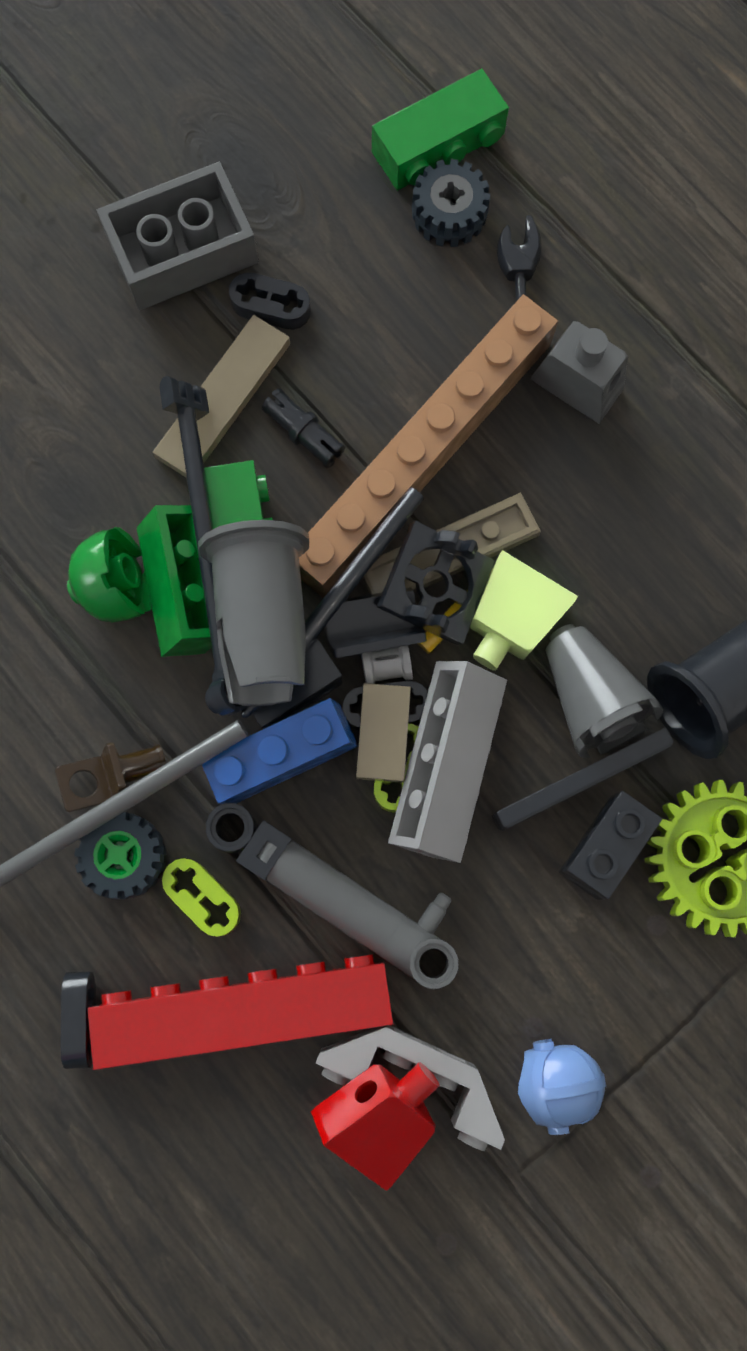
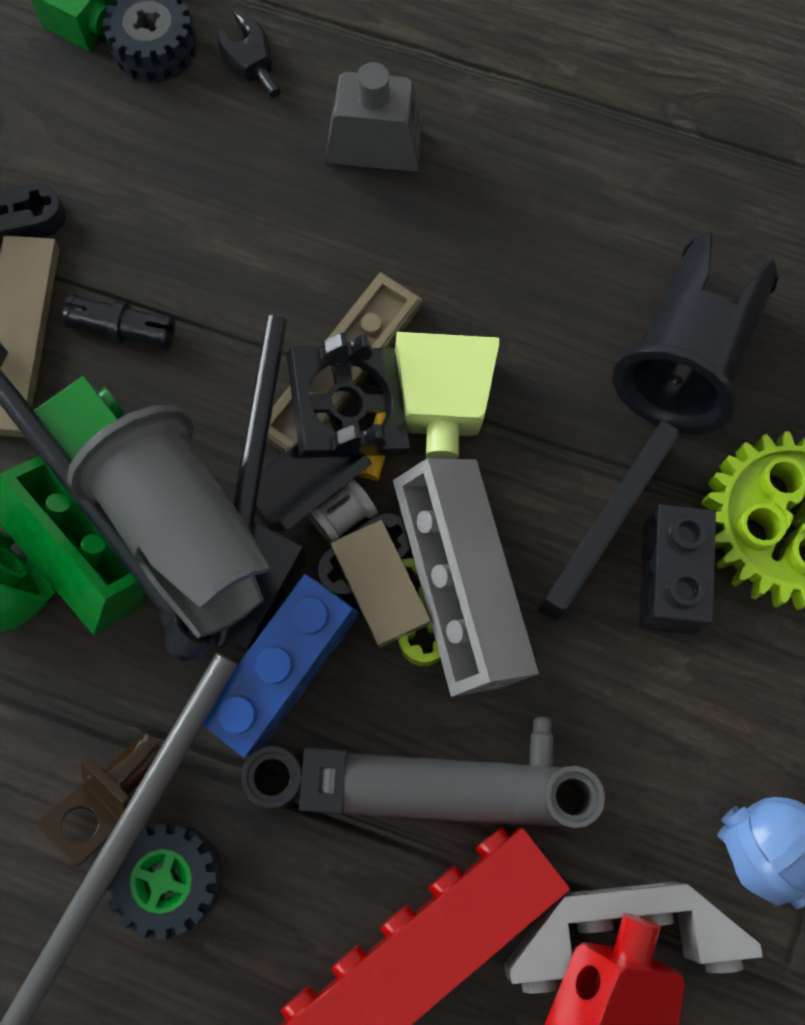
camera: 30 degrees left, 5 degrees down
(192, 905) = (277, 889): lime beam -> none
(427, 440) = (255, 270): medium nougat brick -> none
(597, 692) = (573, 422): dark grey cone -> none

